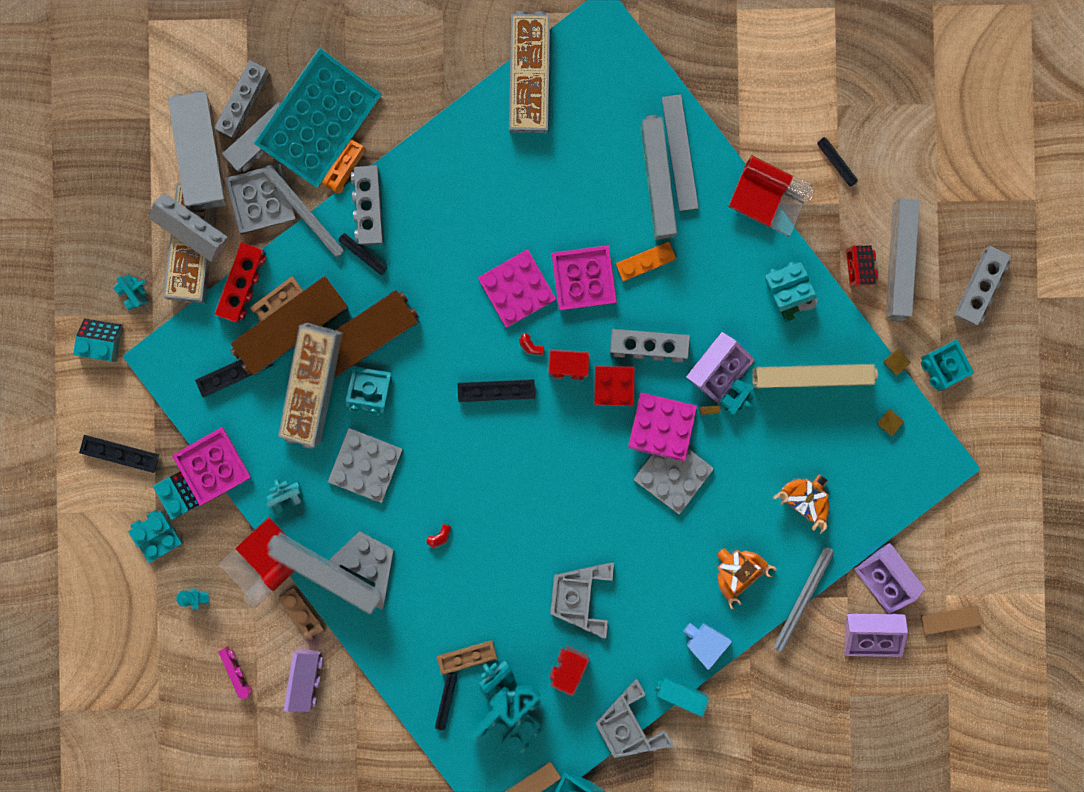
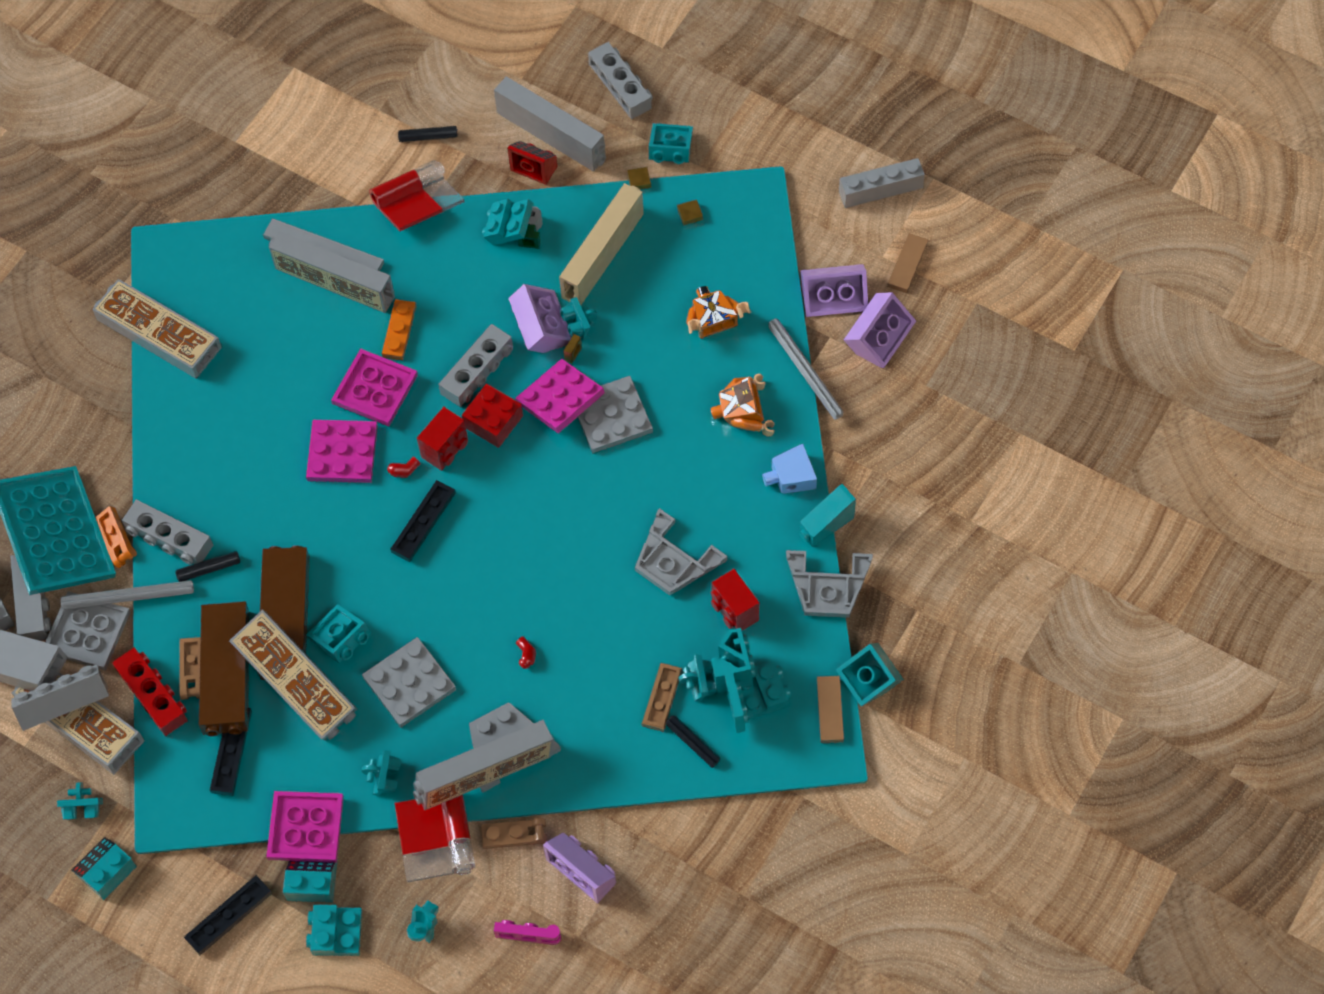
camera: 55 degrees left, 25 degrees down
(1011, 558) = (881, 183): none -> light grey brick

